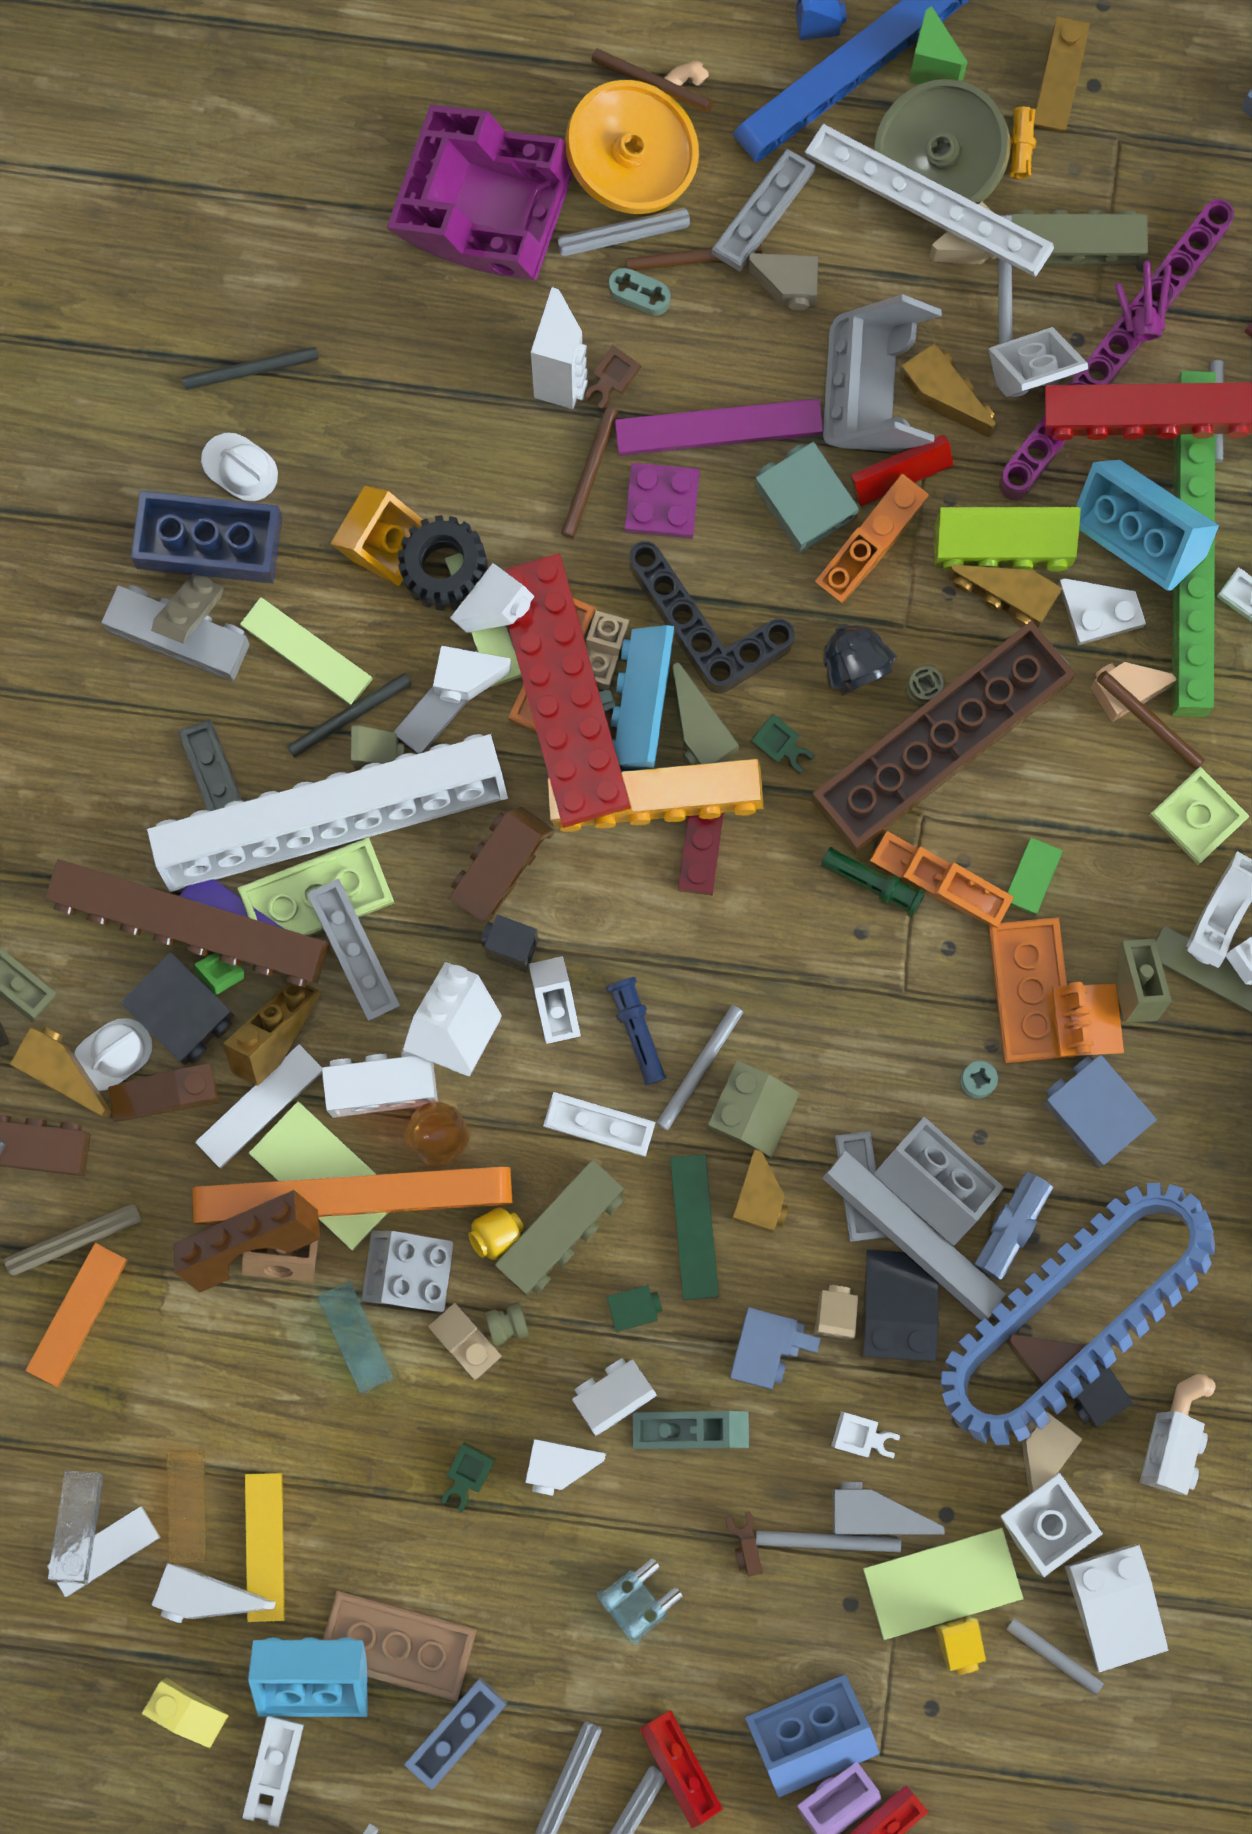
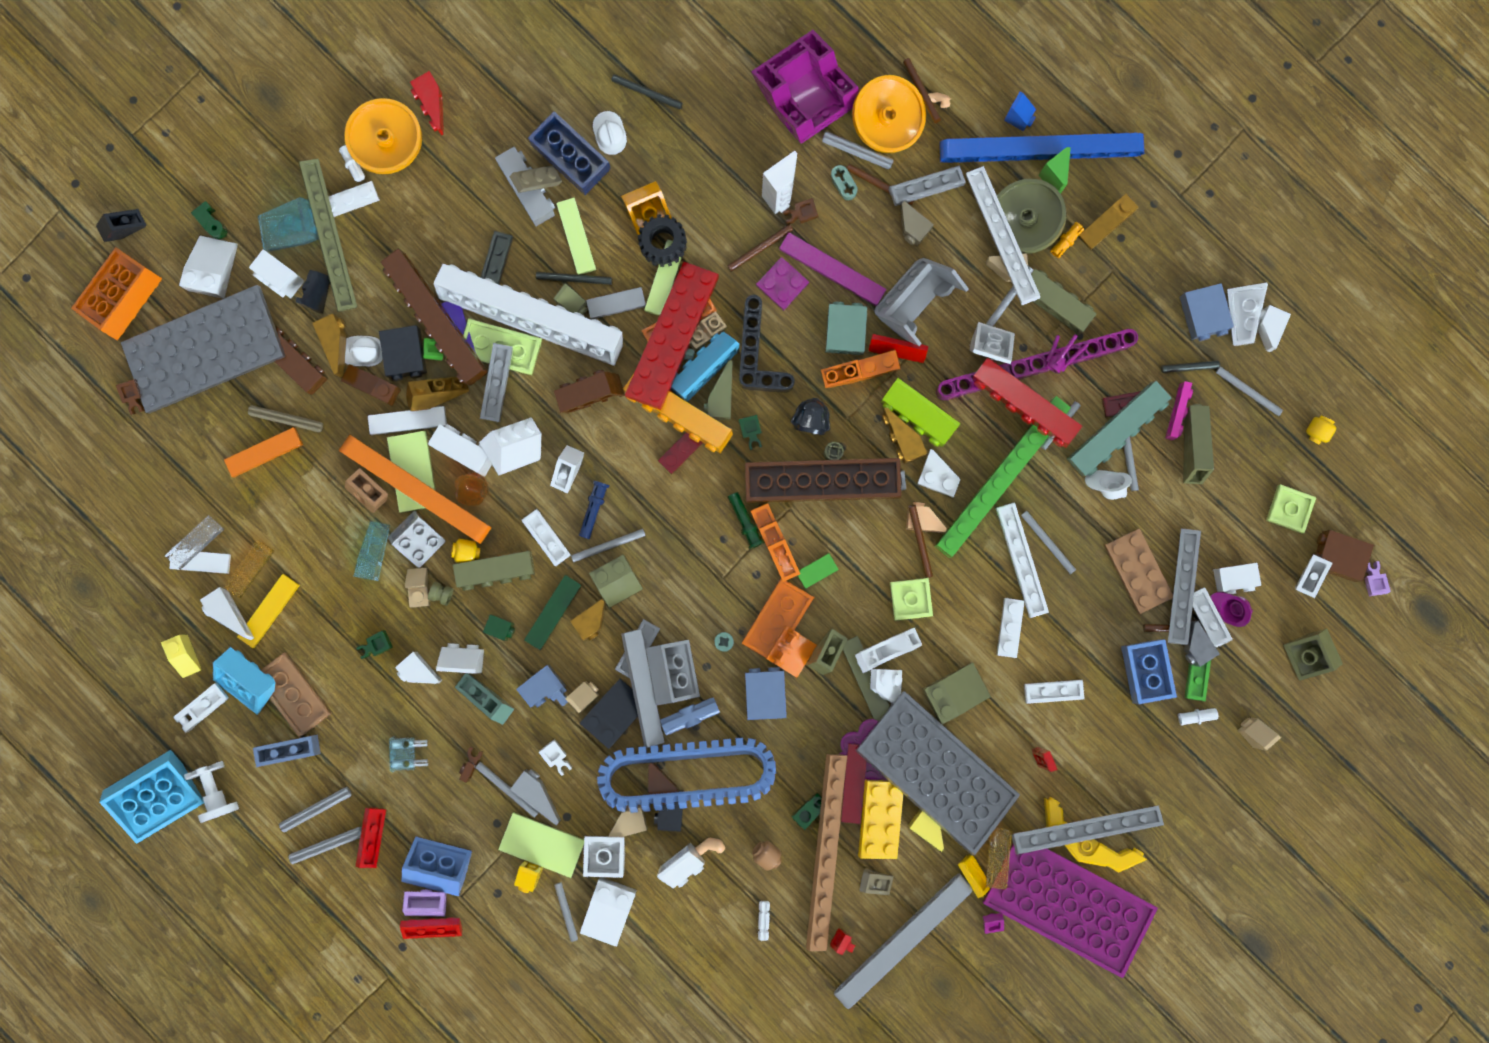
camera: 35 degrees right, 5 degrees up
(278, 1224) = (371, 478): reddish brown arch -> none
(467, 673) = (635, 297): white slope -> none
(492, 602) = (670, 274): white slope -> none
(510, 942) = (564, 430): black brick -> none
(940, 388) = (943, 320): pearl gold slope -> none
(1143, 523) = (984, 451): medium azure slope -> none

